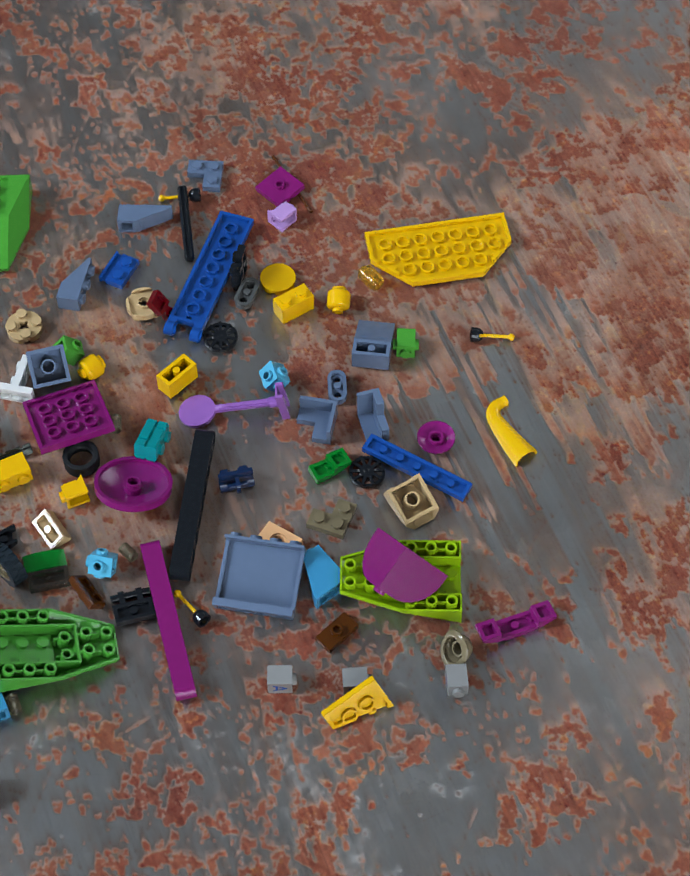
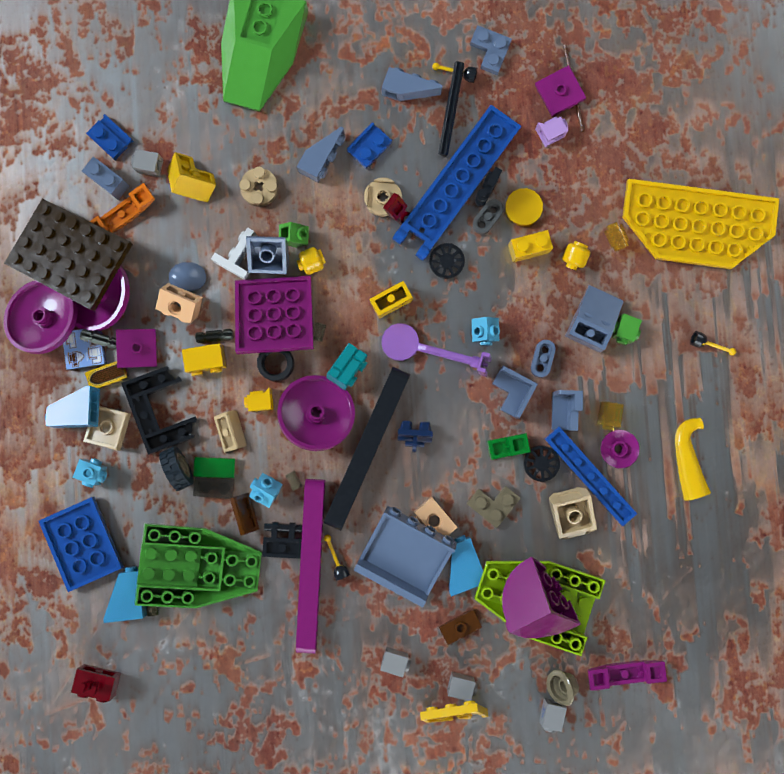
camera: 20 degrees right, 30 degrees up
(416, 412) = (610, 415): none -> clear yellow brick

